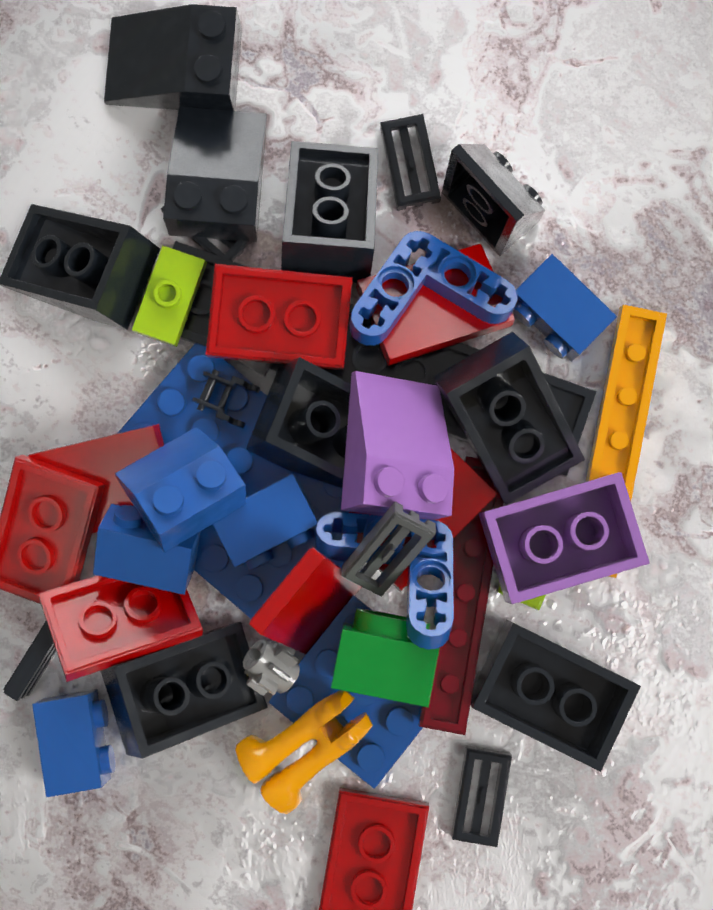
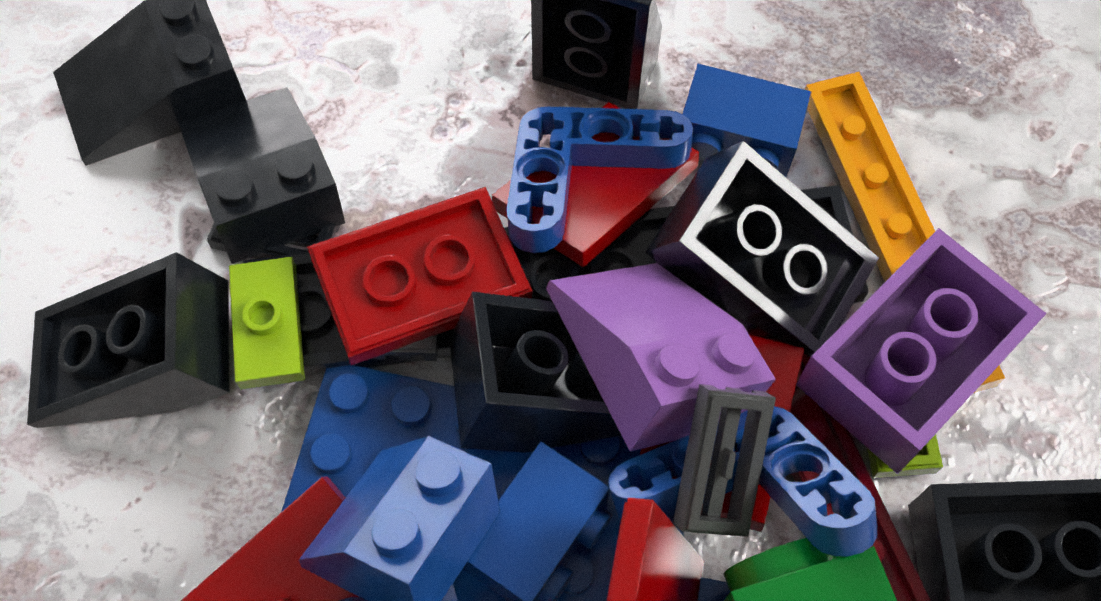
camera: 30 degrees left, 20 degrees down
(207, 392) = (397, 387): black piece -> none
(330, 210) = (417, 142): black slope -> none
(417, 198) = (505, 93): black tile -> none

